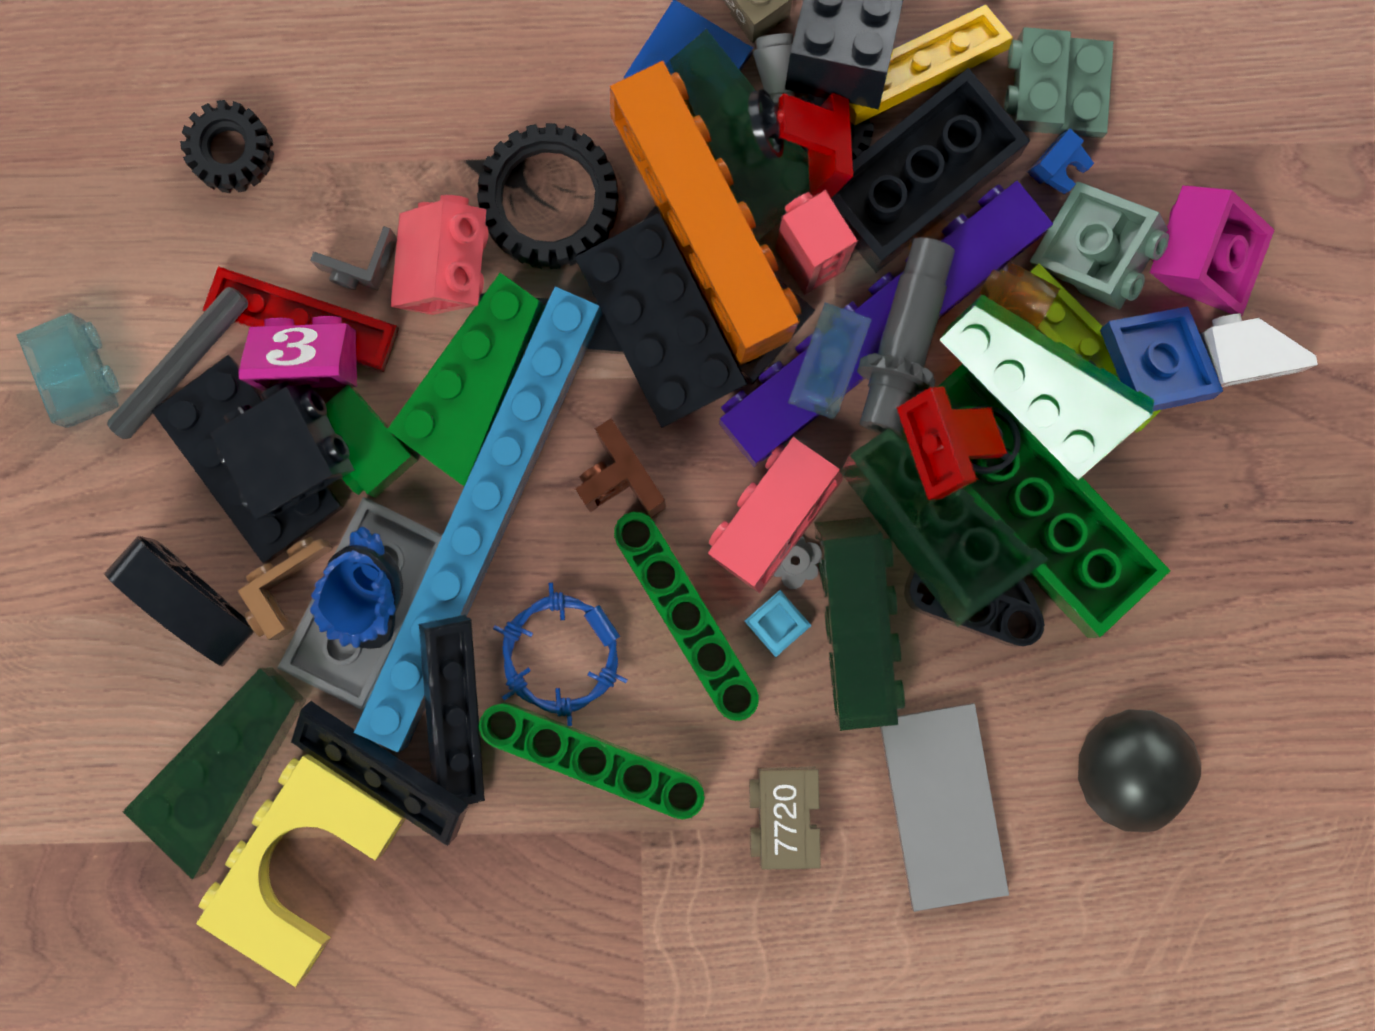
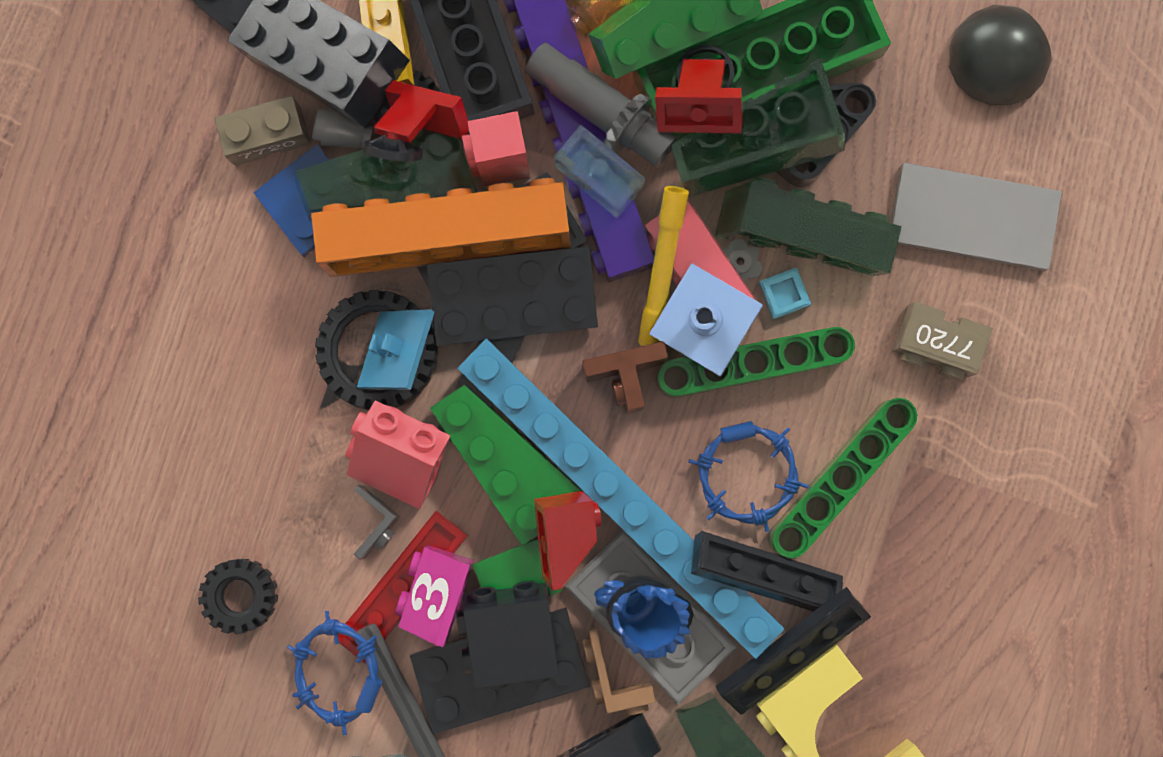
camera: 65 degrees left, 0 degrees up
(211, 303) = (370, 688): none -> blue piece
(415, 470) = (565, 534): none -> red slope
(552, 212) = (395, 350): none -> dark azure piece
(710, 541) = (706, 319): none -> light blue tile
(801, 461) = (670, 223): none -> yellow piece

